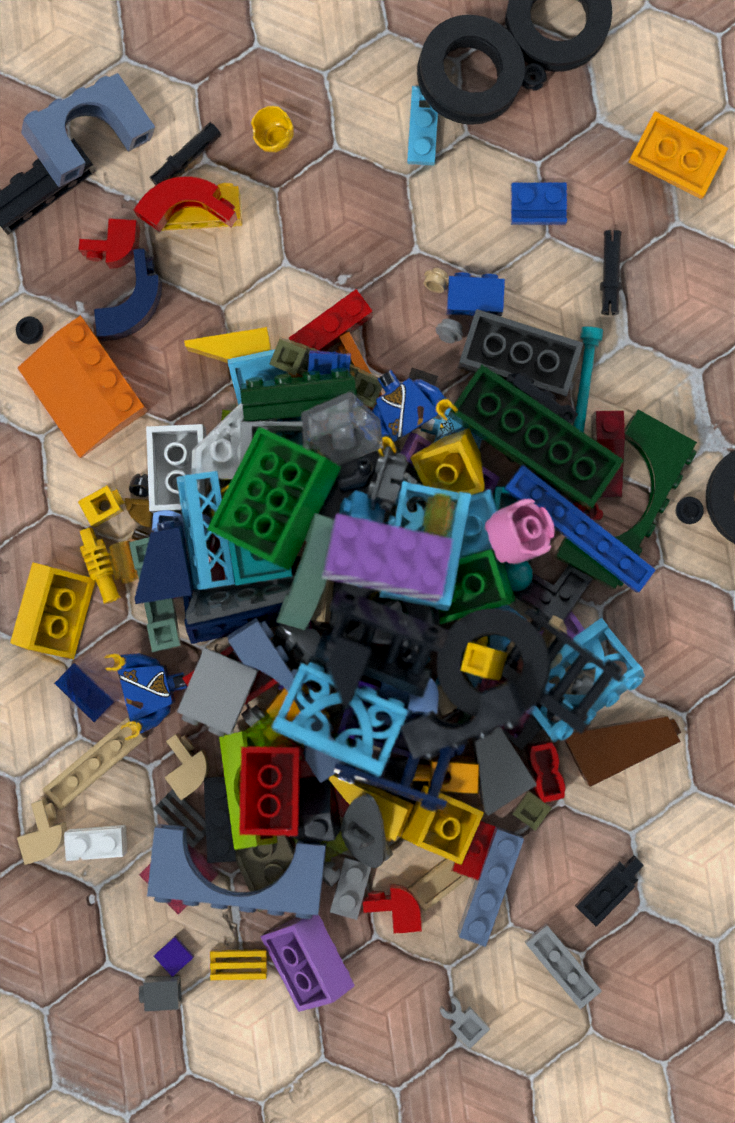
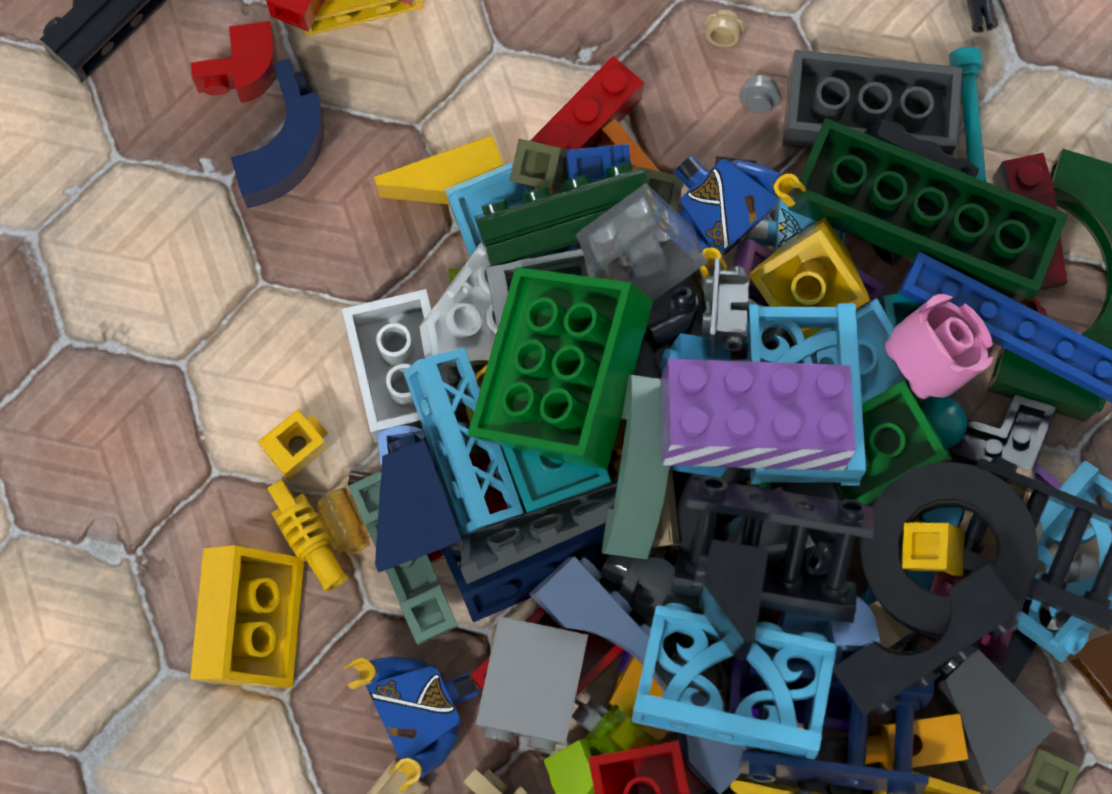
camera: 15 degrees left, 10 degrees down
(29, 330) = (138, 210): black plate -> none
(81, 387) = (232, 276): orange slope -> none
(84, 692) = (319, 734): clear blue plate -> none
(139, 485) = (338, 406): black hinge -> none
(139, 511) = (353, 442): pearl gold tile -> none
(438, 515) = (815, 337): clear yellow brick -> none
(472, 293) = (774, 35): blue brick -> none
(545, 762) = (1057, 698): red brick -> none

